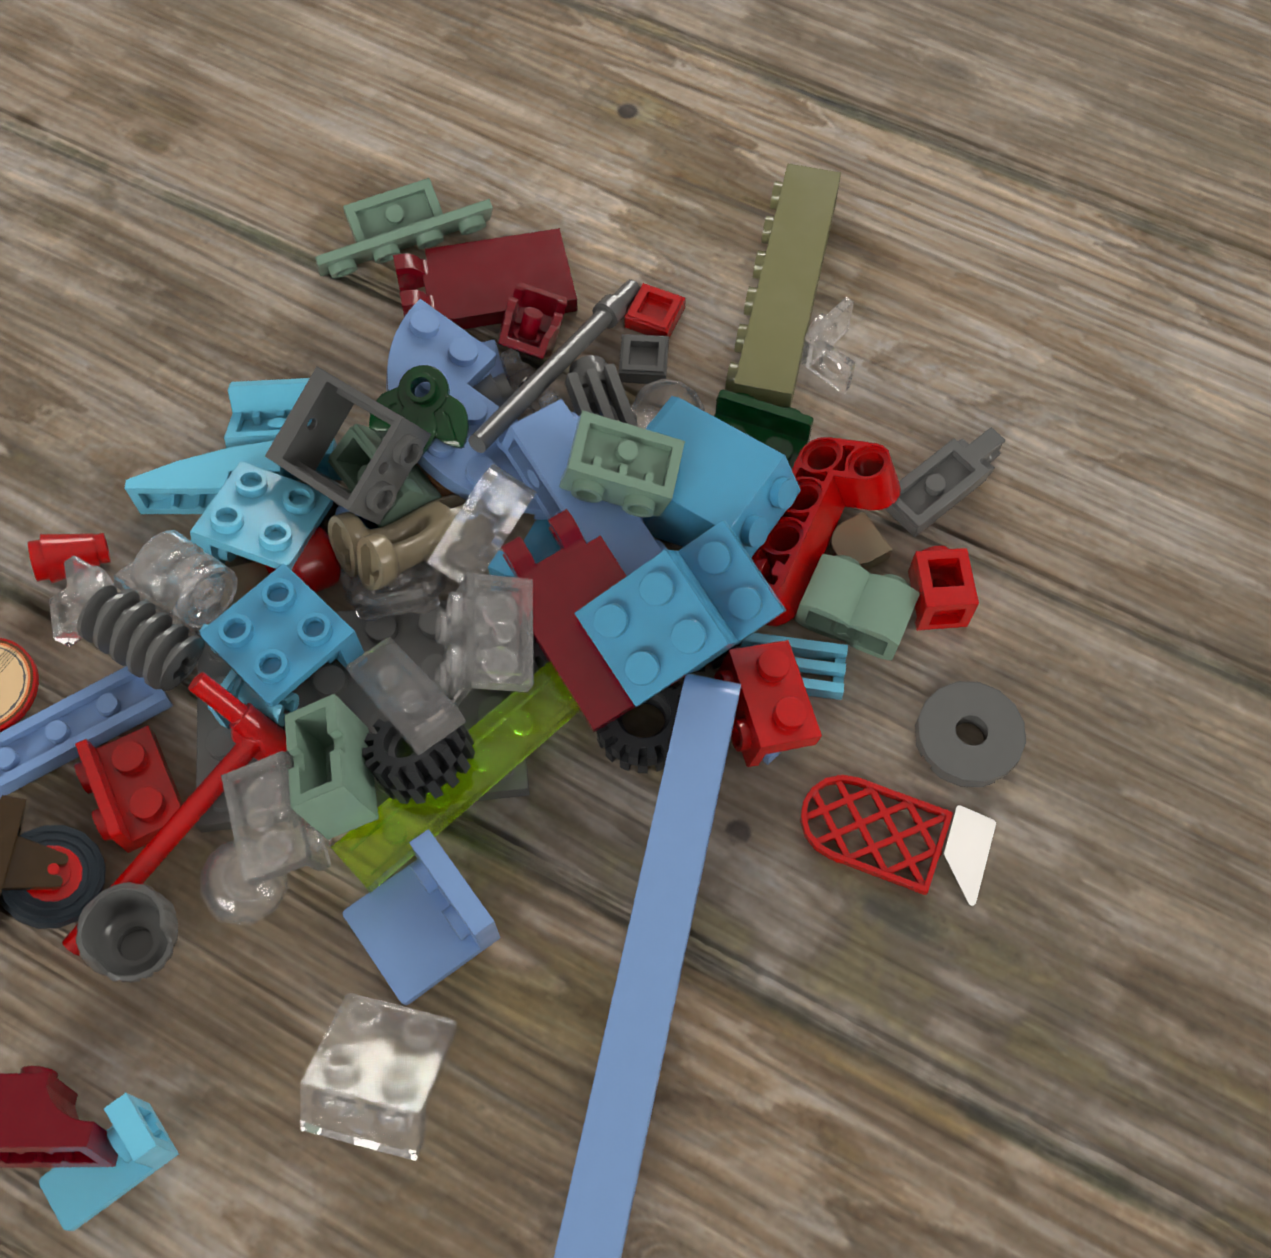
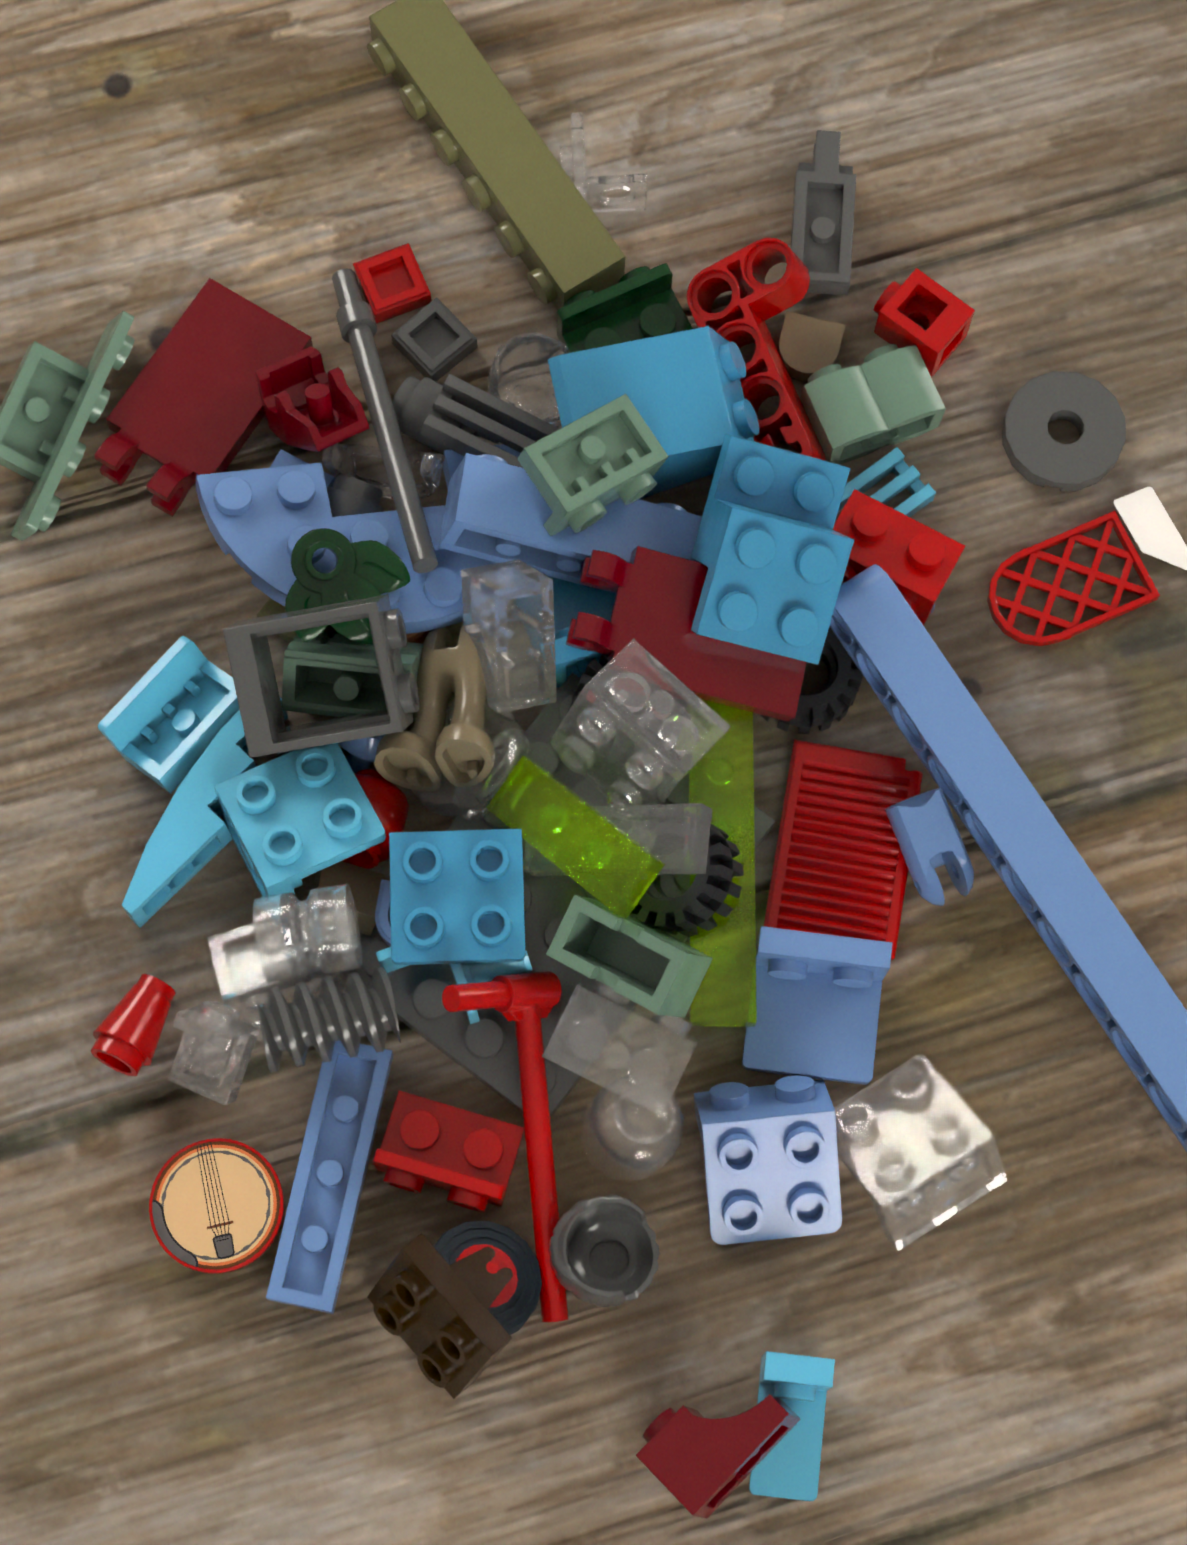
camera: 50 degrees left, 10 degrees up
(288, 983) = (770, 1160): none -> medium blue bracket
(379, 668) = (575, 837): none -> clear neon green tile
(552, 850) = (835, 846): none -> red window
(603, 893) = (930, 840): none -> medium blue piece

